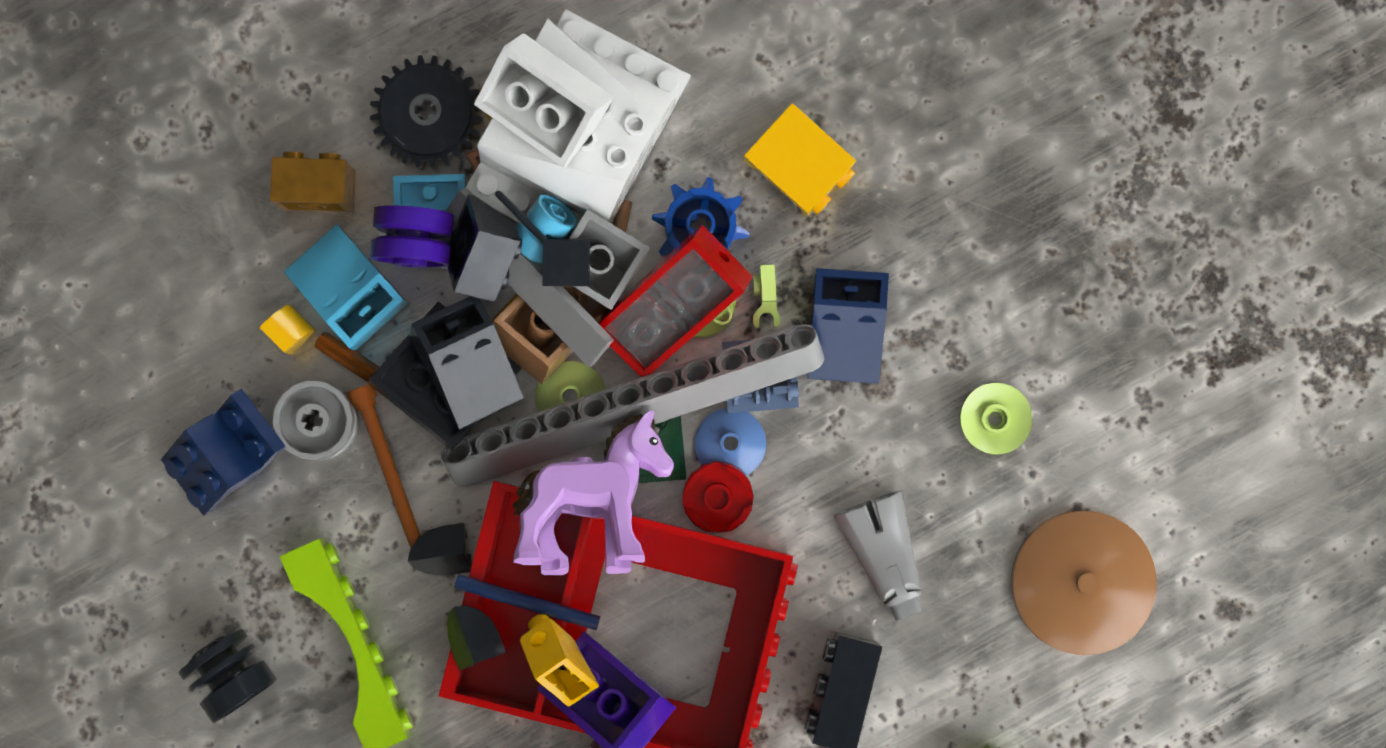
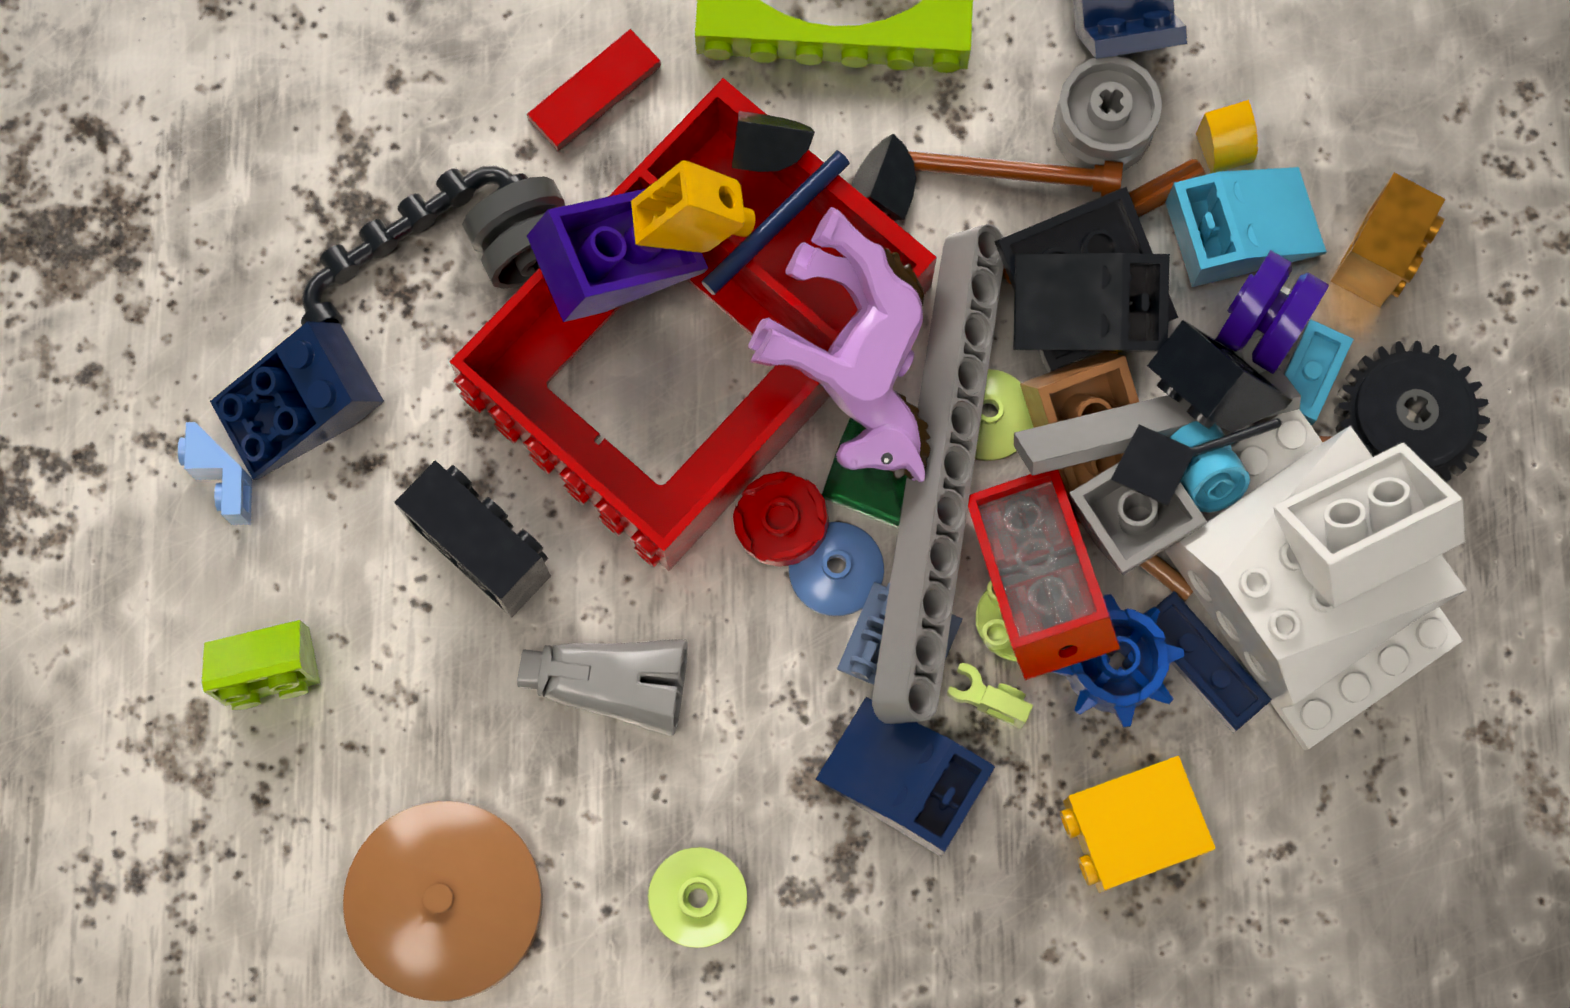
camera: 120 degrees right, 10 degrees down
(667, 168) = (1209, 665): none -> dark blue tile

